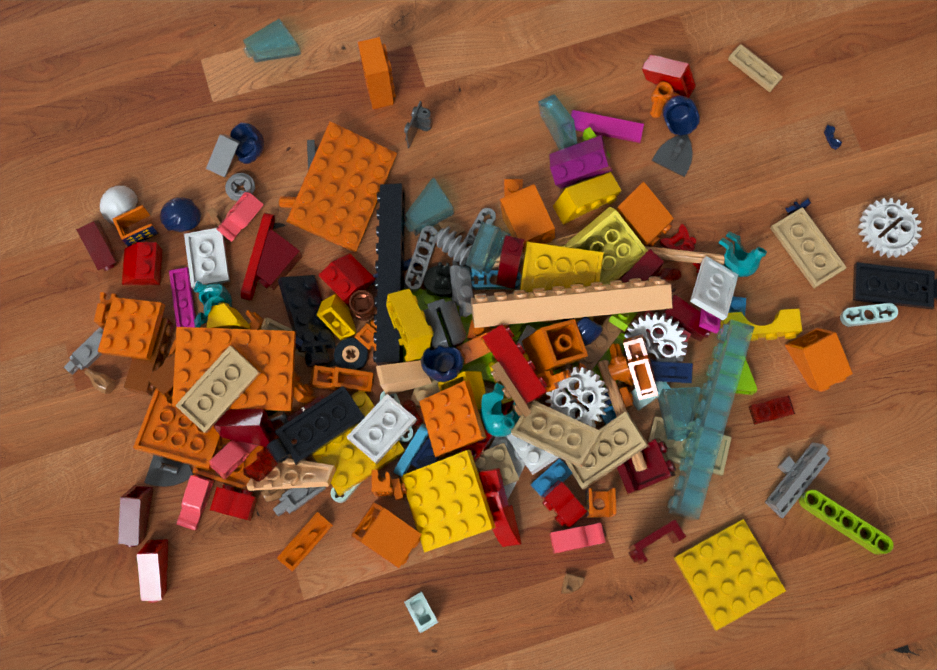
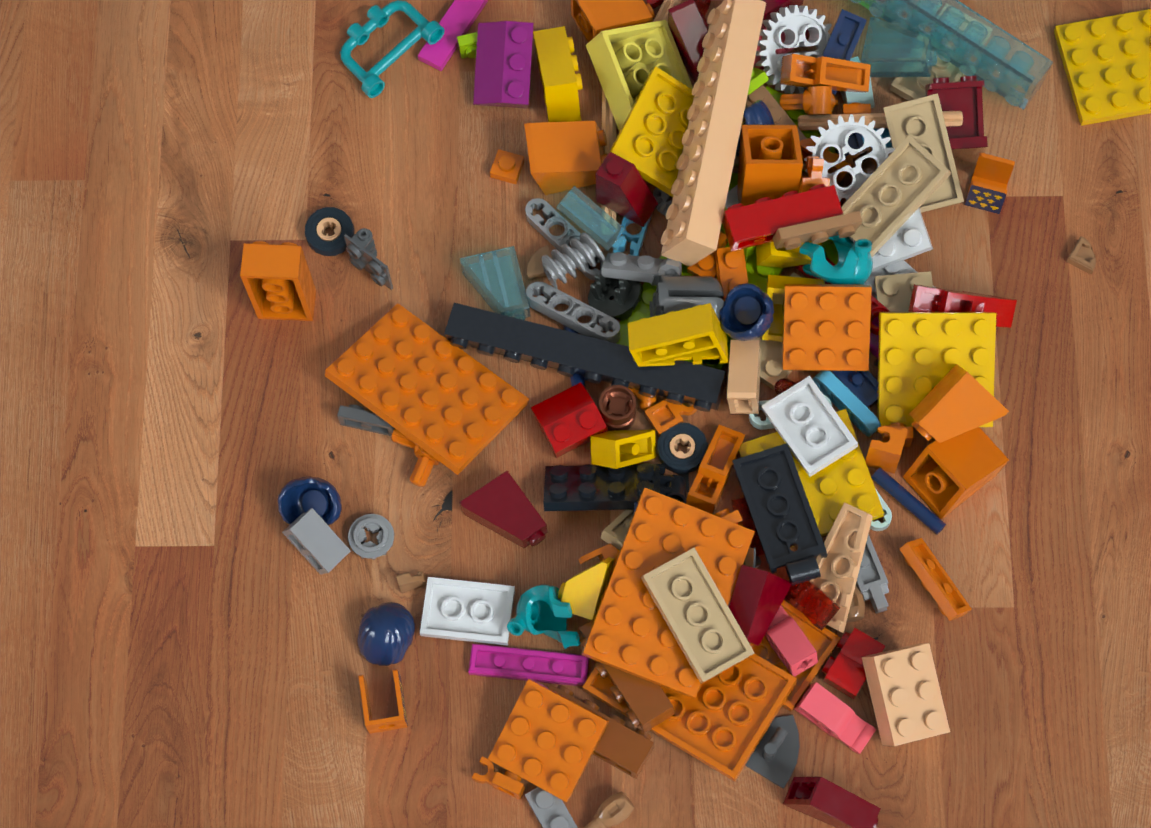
camera: 70 degrees left, 5 degrees down
(97, 245) = (392, 764): dark red slope -> none
(117, 201) = (335, 721): white piece -> none
(142, 264) = (445, 710): red slope -> none
(153, 570) = (919, 796): slope -> none
(215, 541) = (905, 694): none -> light nougat brick
(239, 215) = (419, 542): coral piece -> none
(251, 279) = (491, 537): red beam -> none
(271, 43) = (155, 429): clear light blue slope -> none
(356, 510) = (908, 501): none -> dark blue piece
(418, 521) = (955, 407): none -> orange slope
(421, 612) = (1078, 448): light aqua slope -> none
(431, 90) = (325, 218): none -> black bush
(556, 472) = (944, 246): dark azure plate -> none
(558, 122) = (432, 76): clear light blue slope -> none
(563, 504) = (977, 230): red brick -> none
(577, 538) = (1026, 231): coral piece -> none
(589, 108) = (358, 34): none -> teal bar
(672, 530) = (1049, 118): dark red panel -> none

